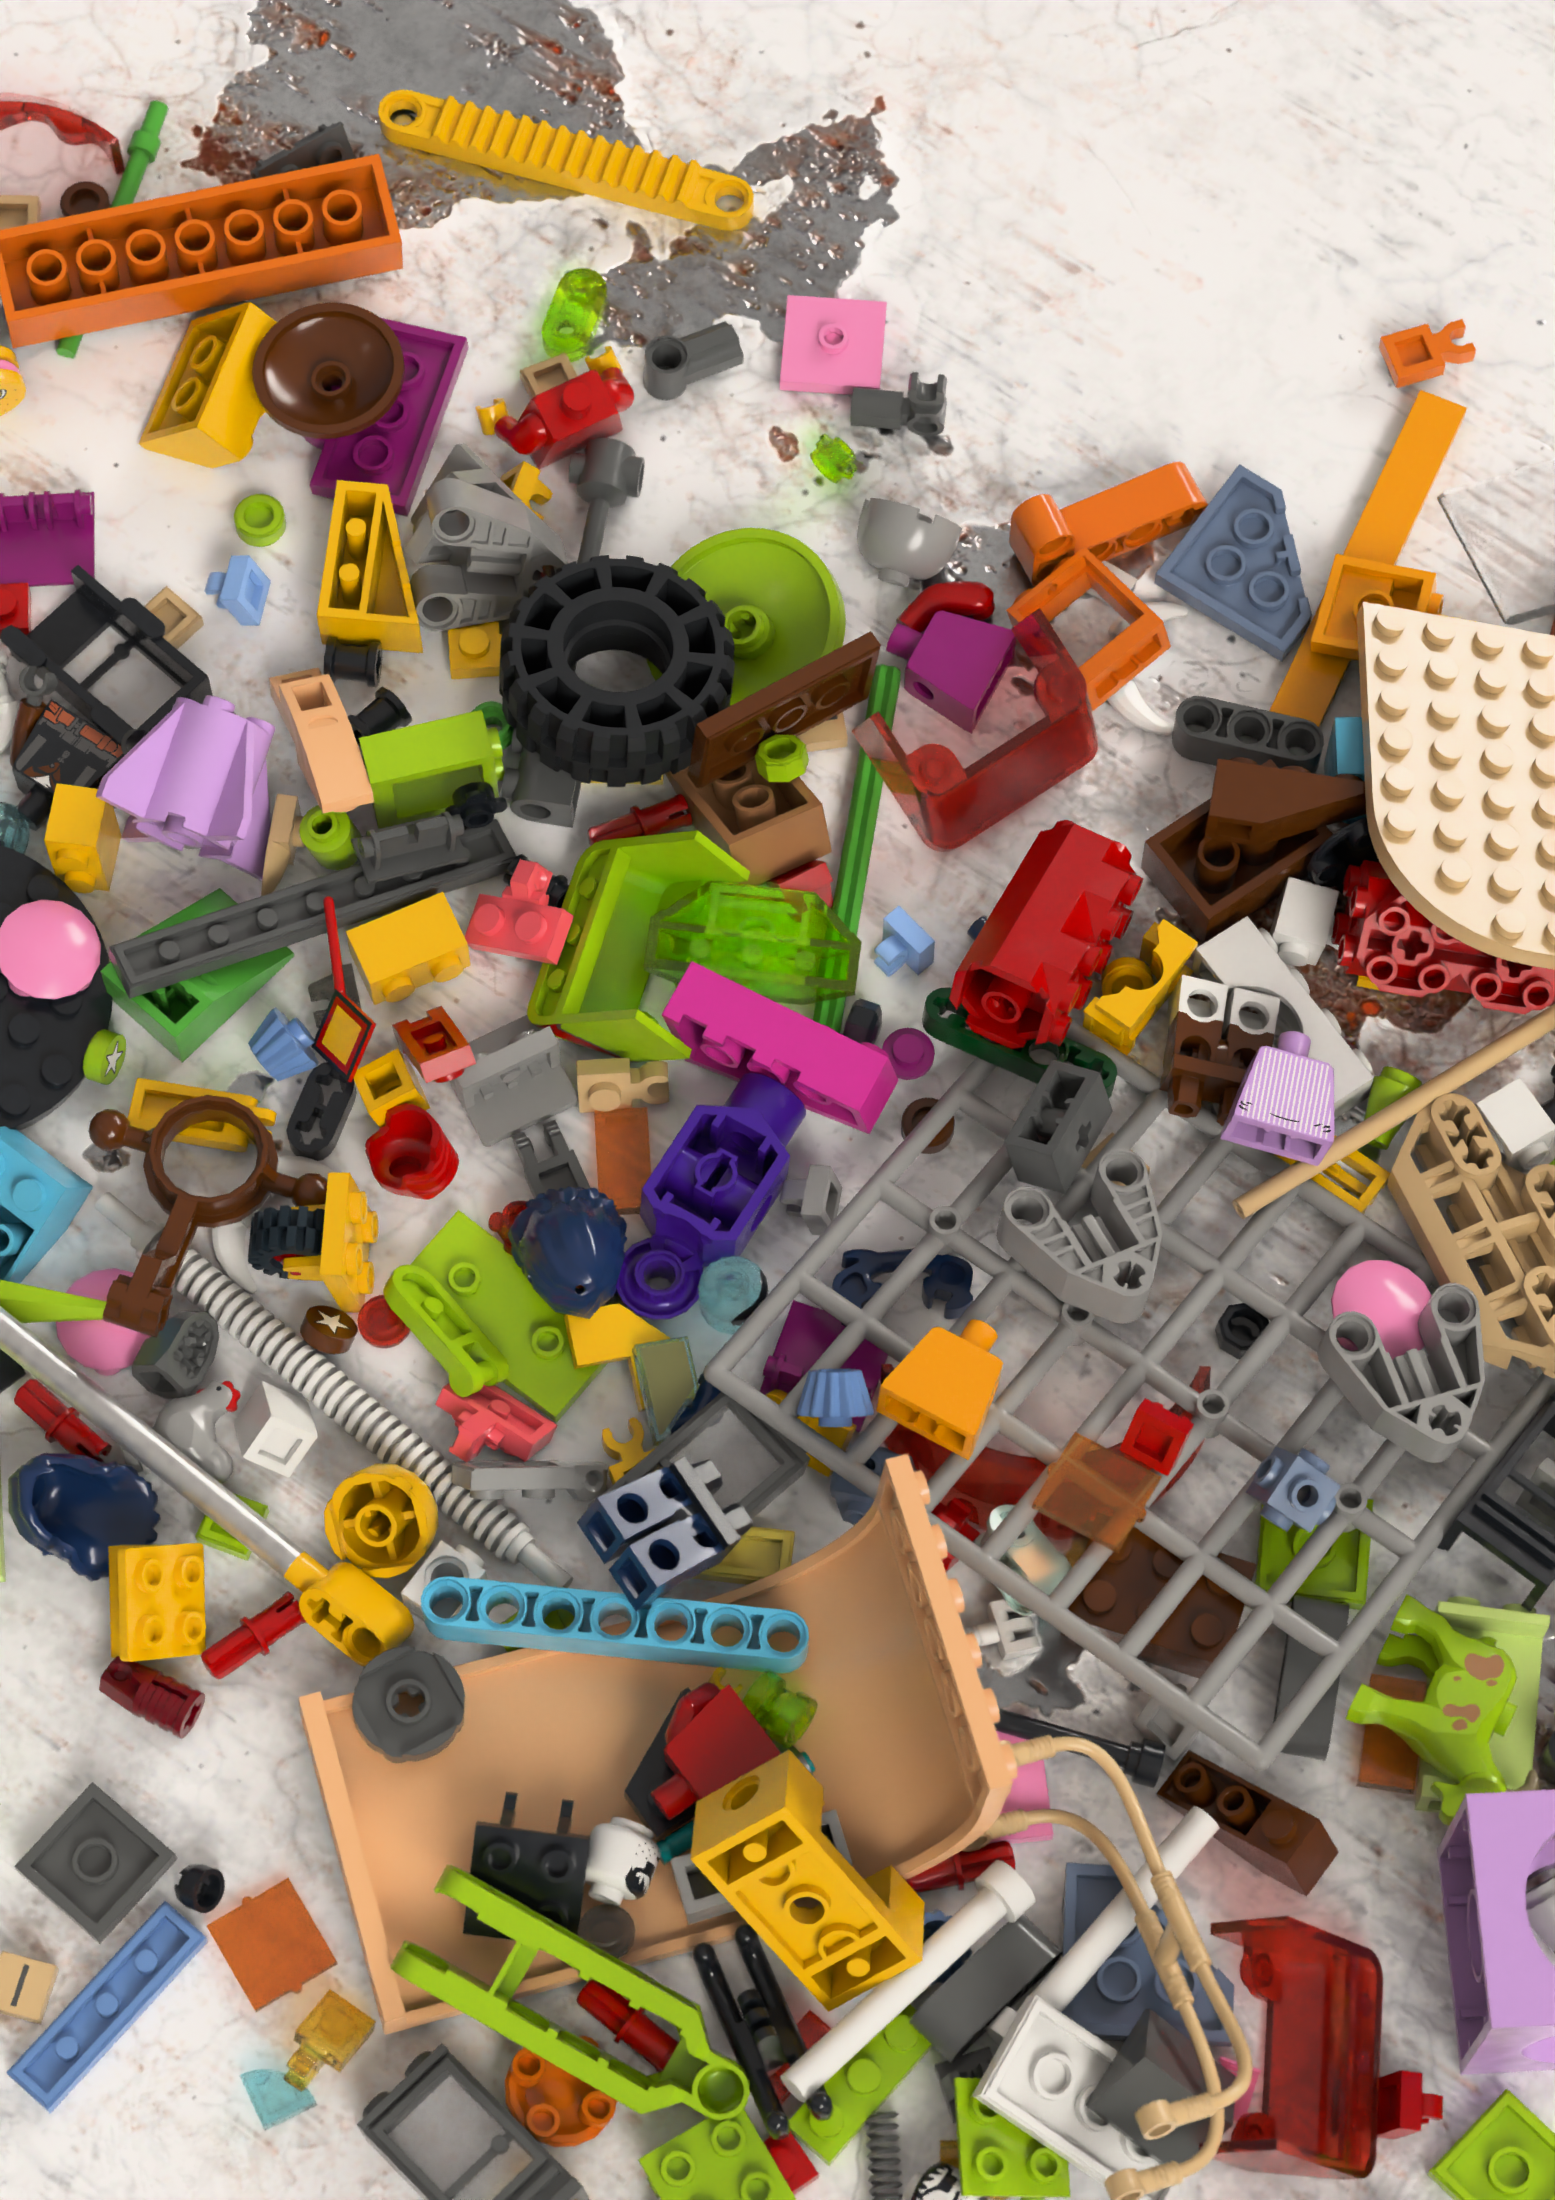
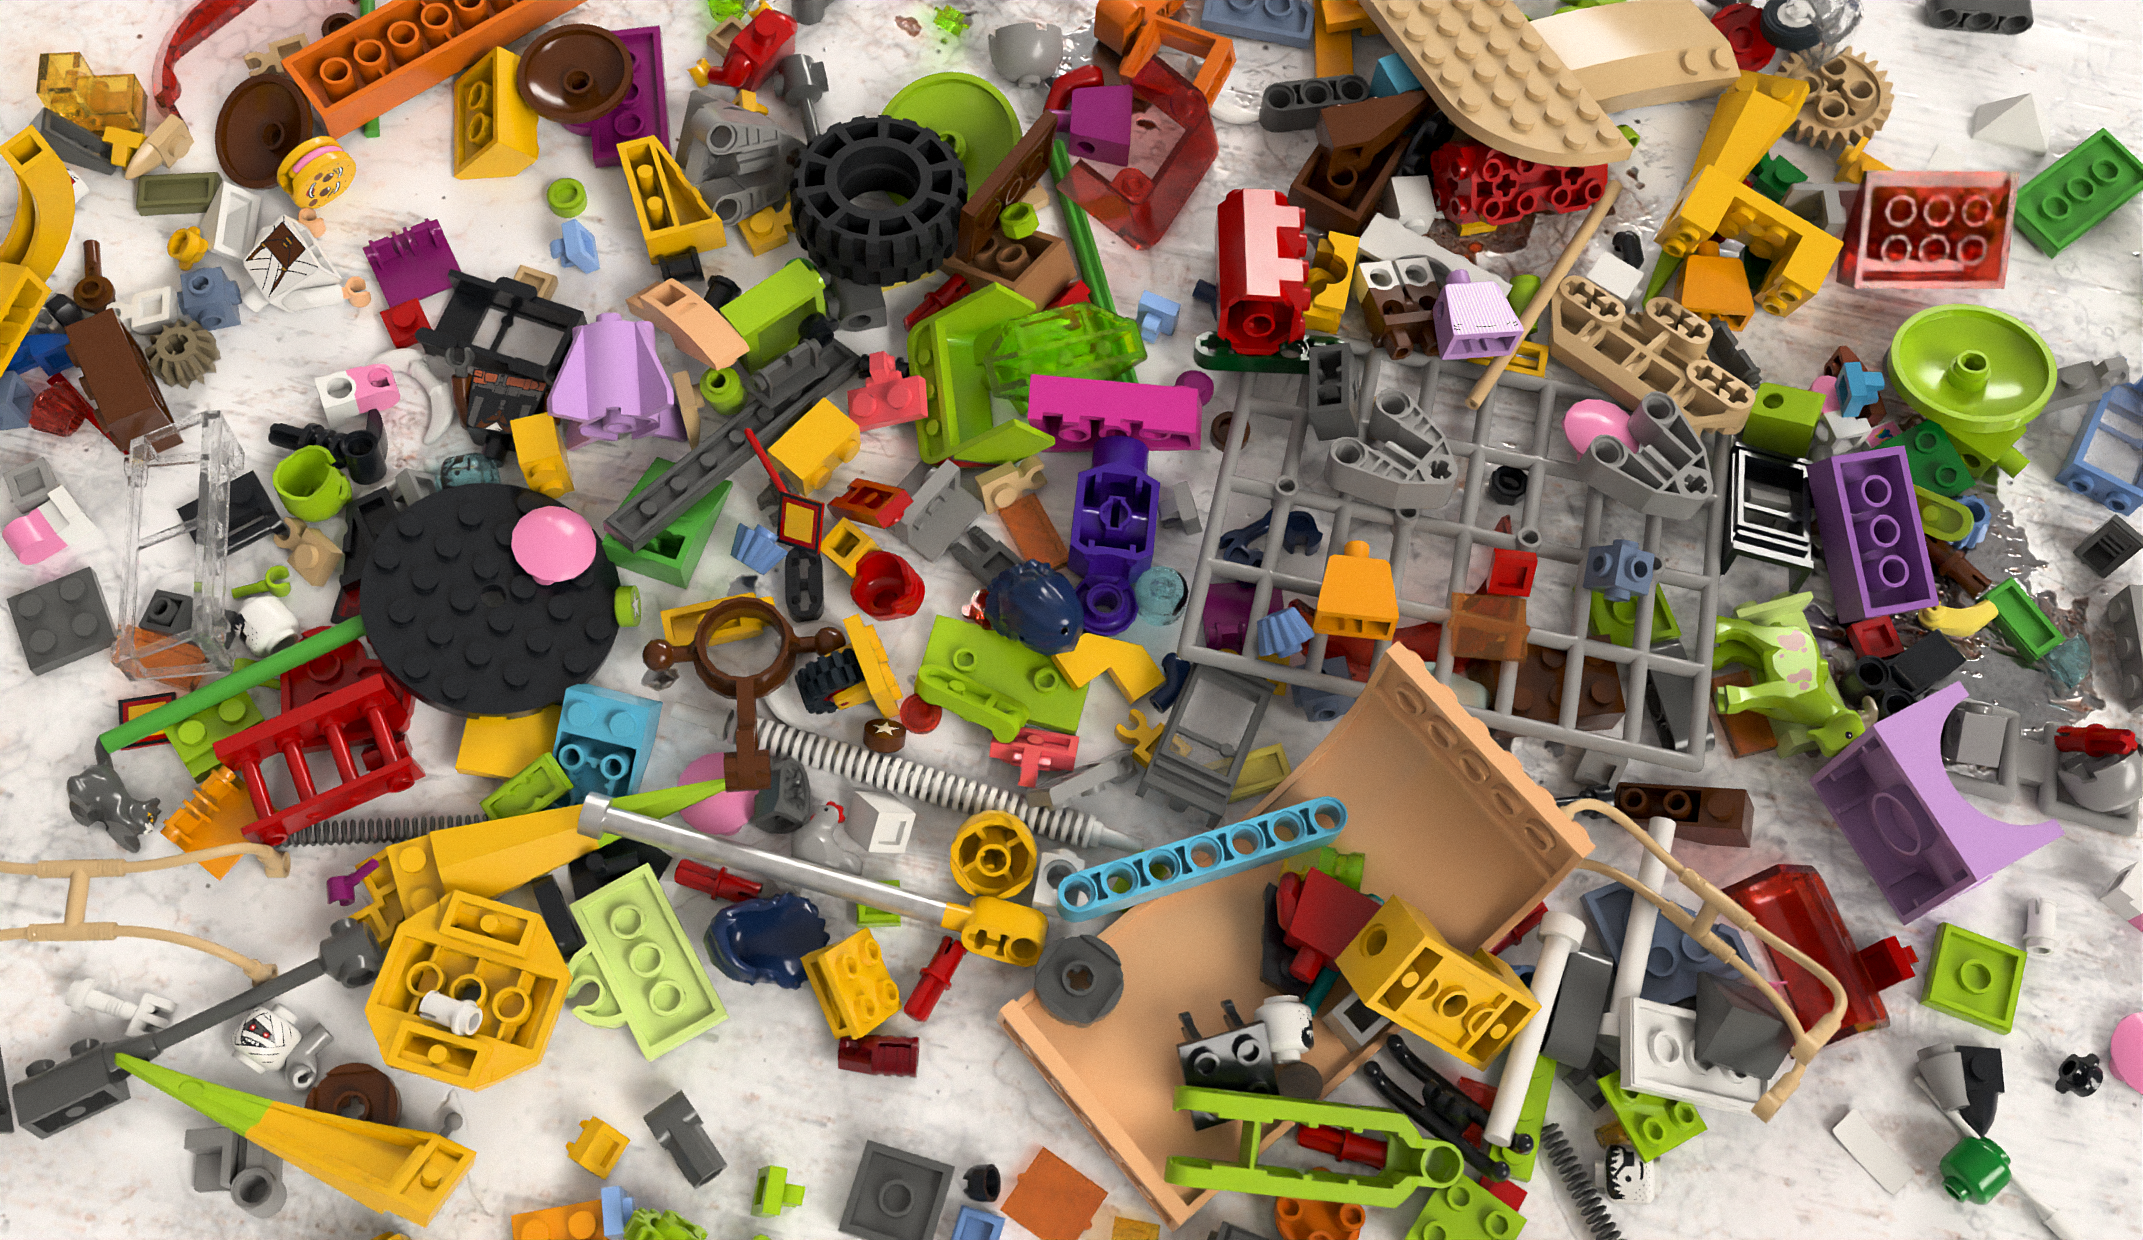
camera: 30 degrees left, 0 degrees up
(663, 1528) = (1221, 761): dark blue hips -> none
(666, 1382) = (1146, 675): olive tile -> none
(863, 1022) = (1155, 374): black tile -> none

